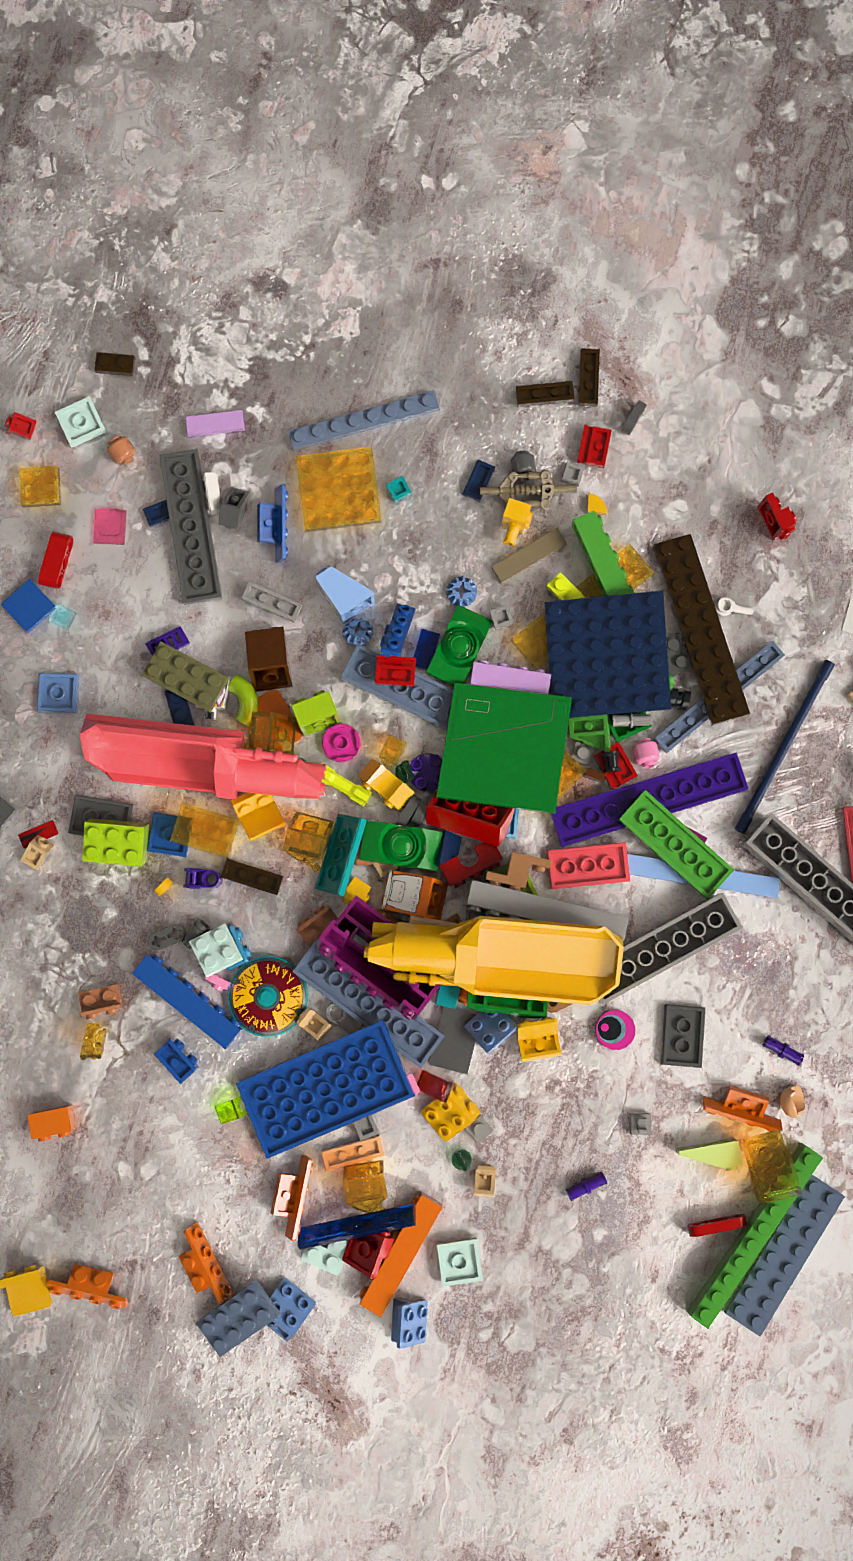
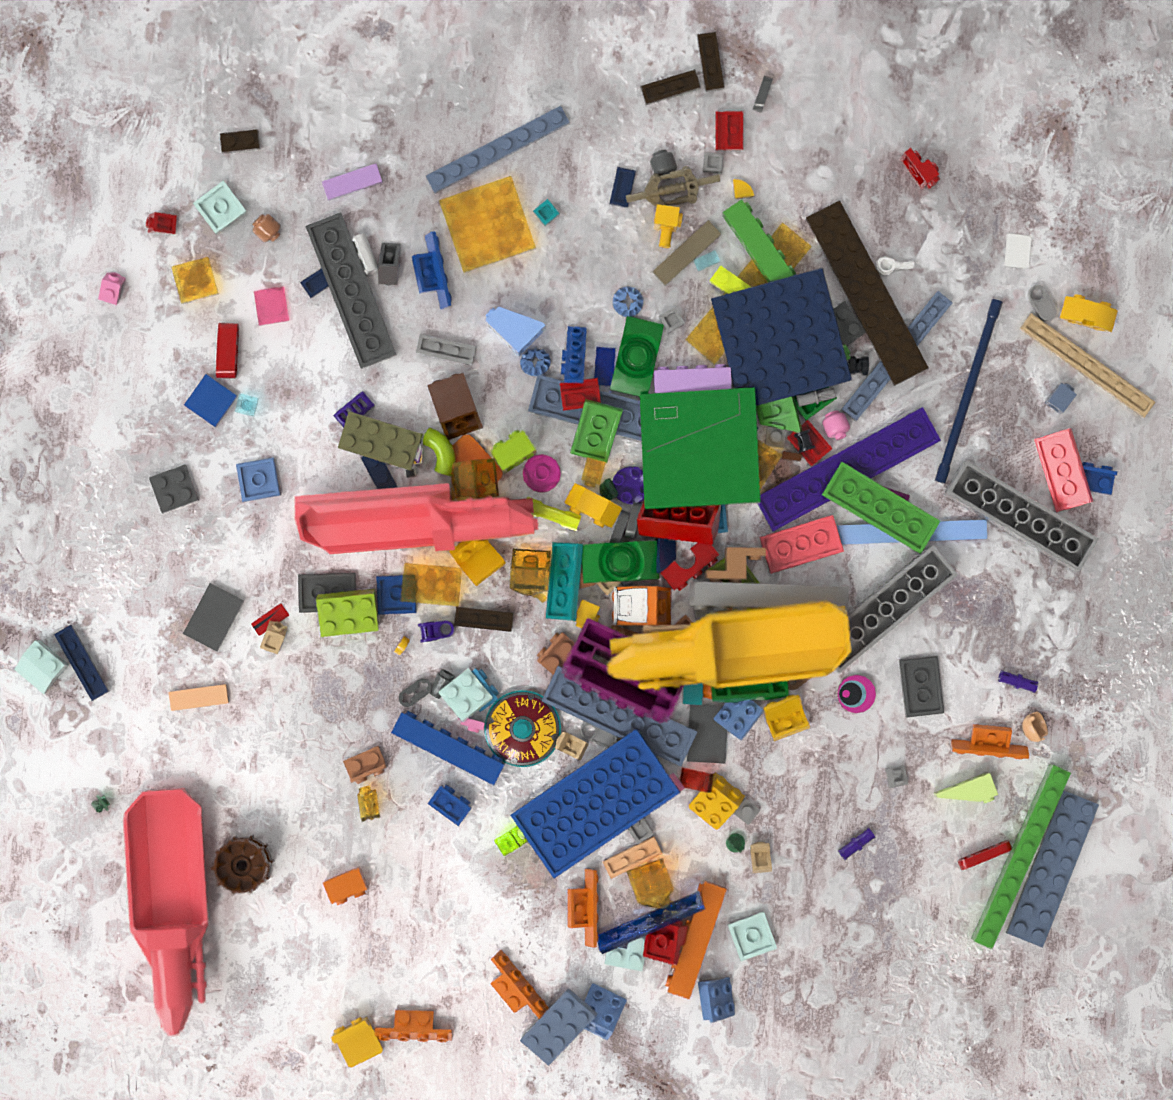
camera: 15 degrees left, 5 degrees up
(404, 710) = (596, 430): none -> bright green tile
(547, 567) = (706, 260): none -> clear light blue piece
(771, 1166) = (1023, 790): clear yellow brick -> none

